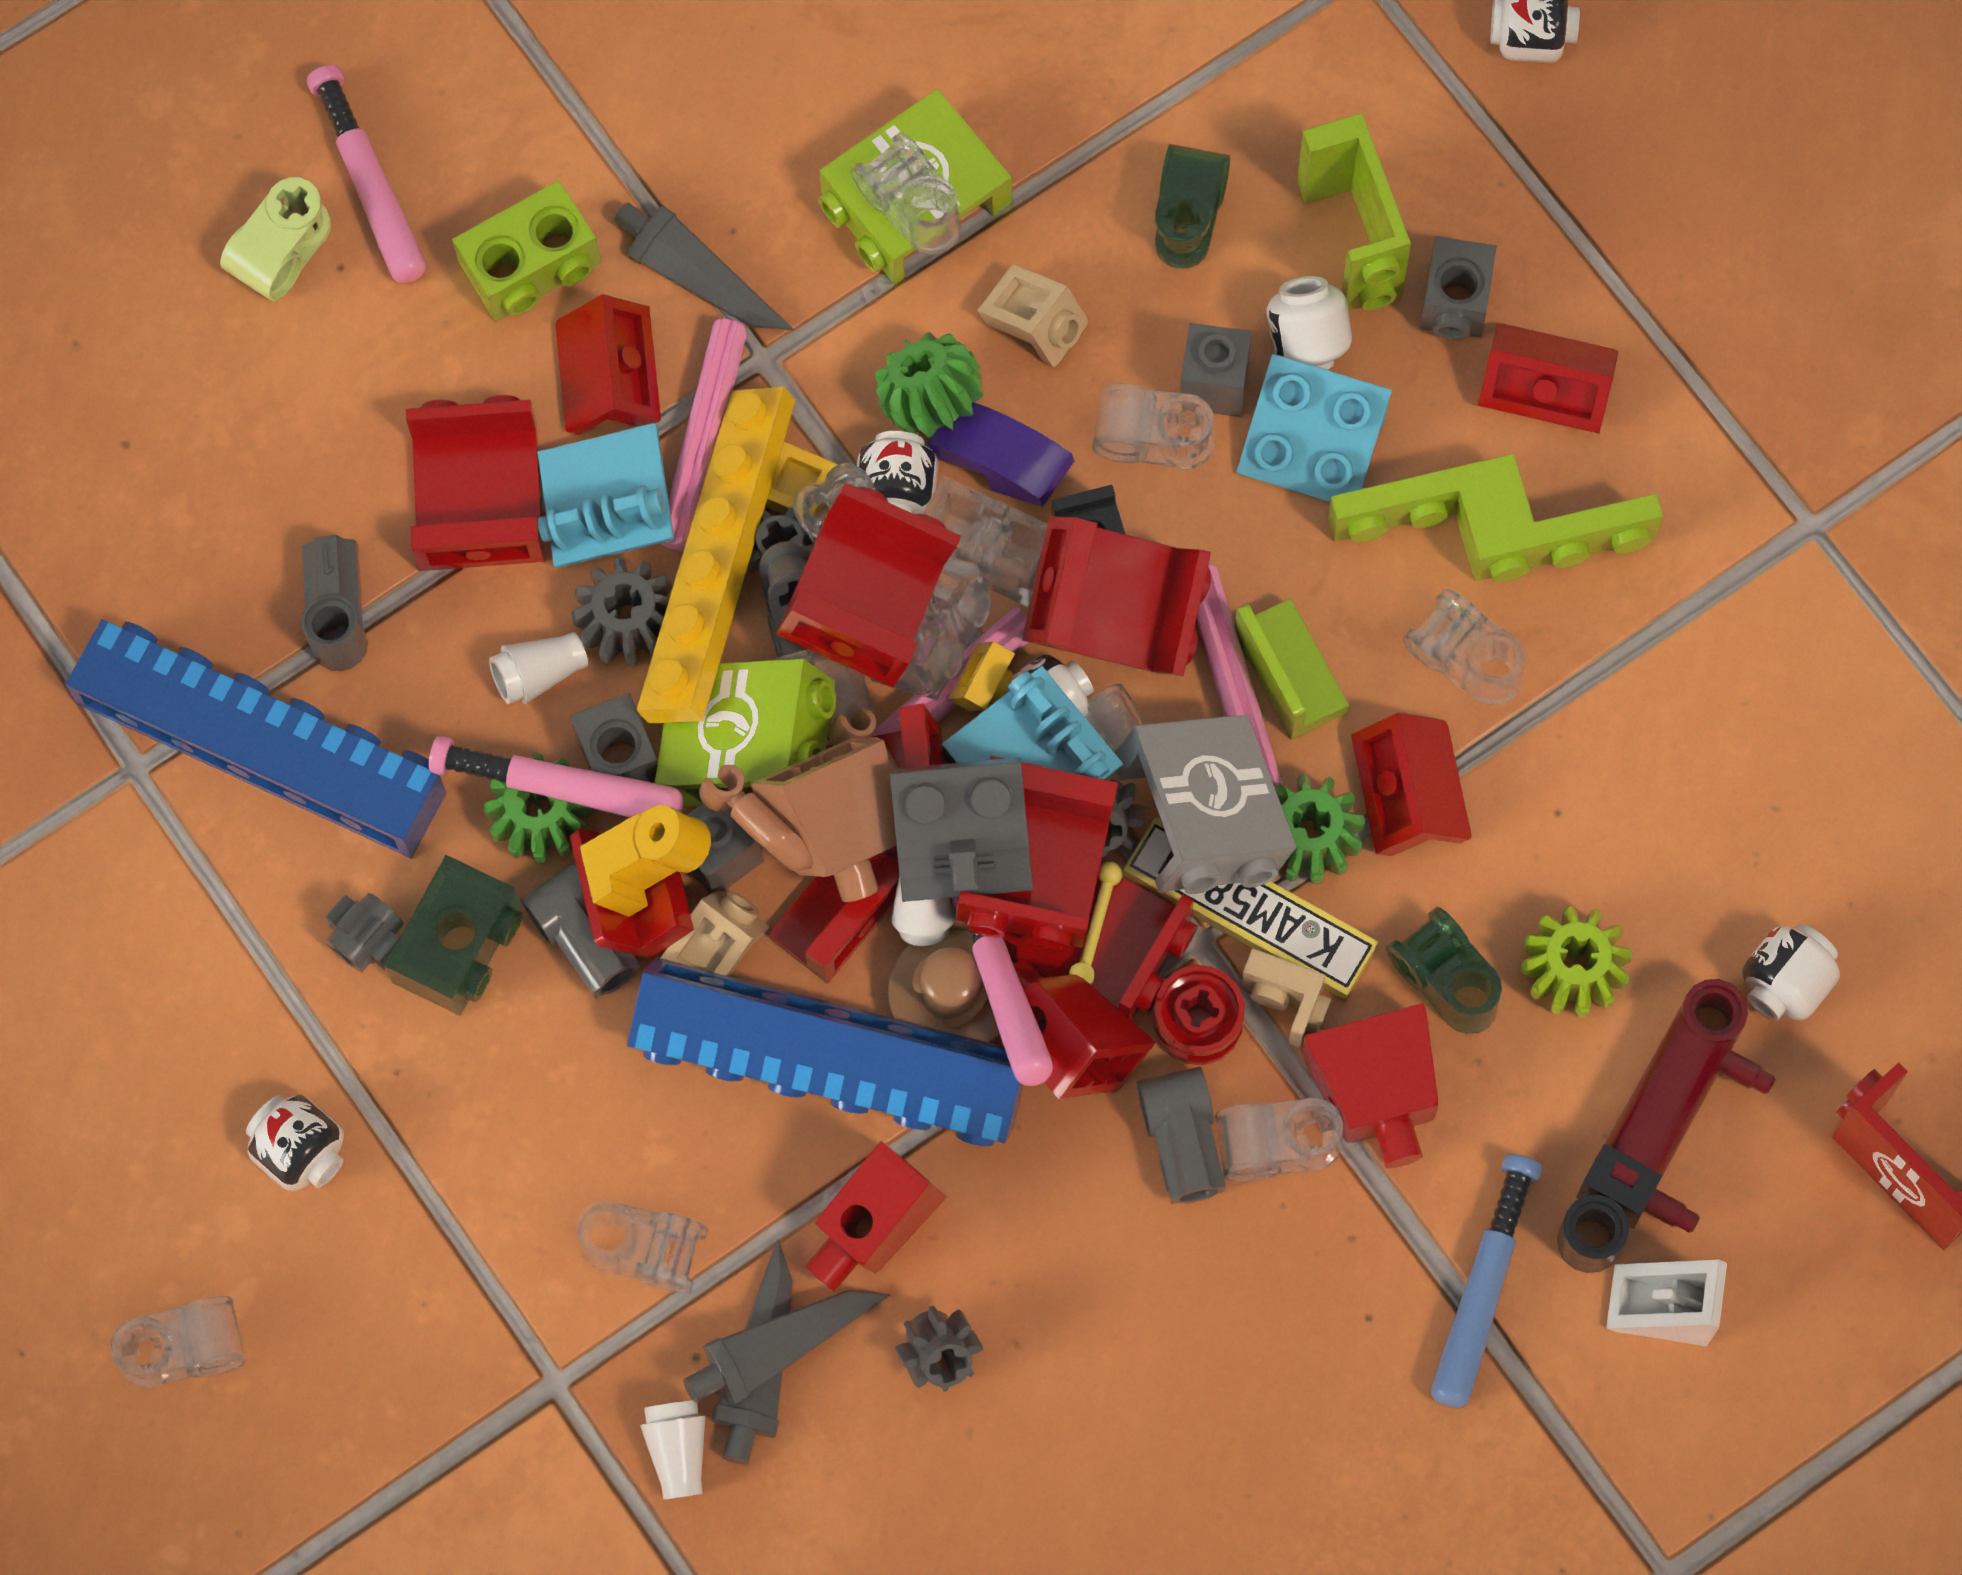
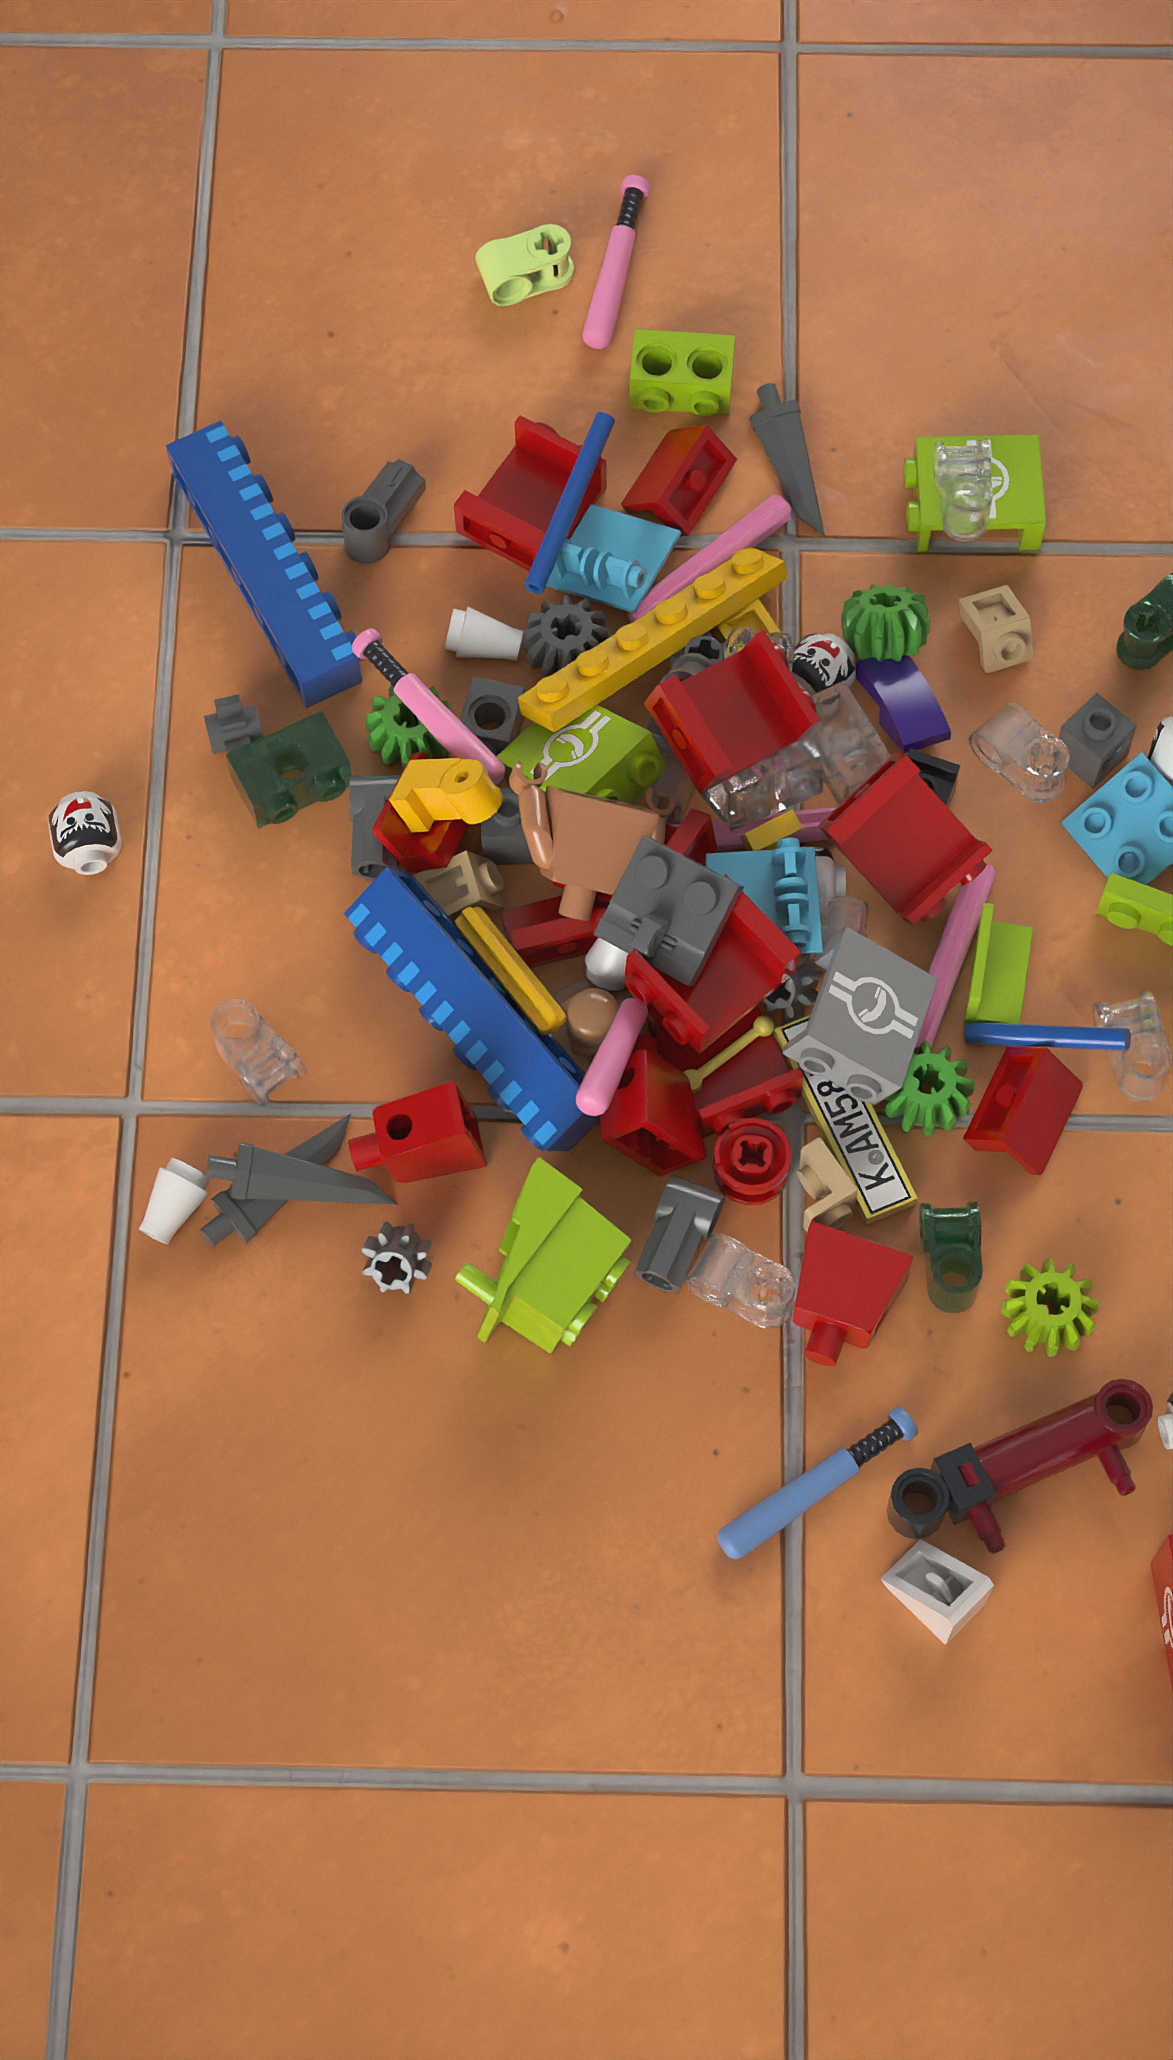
camera: 35 degrees right, 5 degrees down
(530, 470) = (569, 503): none -> blue piece
(836, 990) = (510, 970): none -> yellow axle
(1094, 1252) = (553, 1265): none -> lime piece
(1386, 699) = (1047, 1036): none -> blue bar

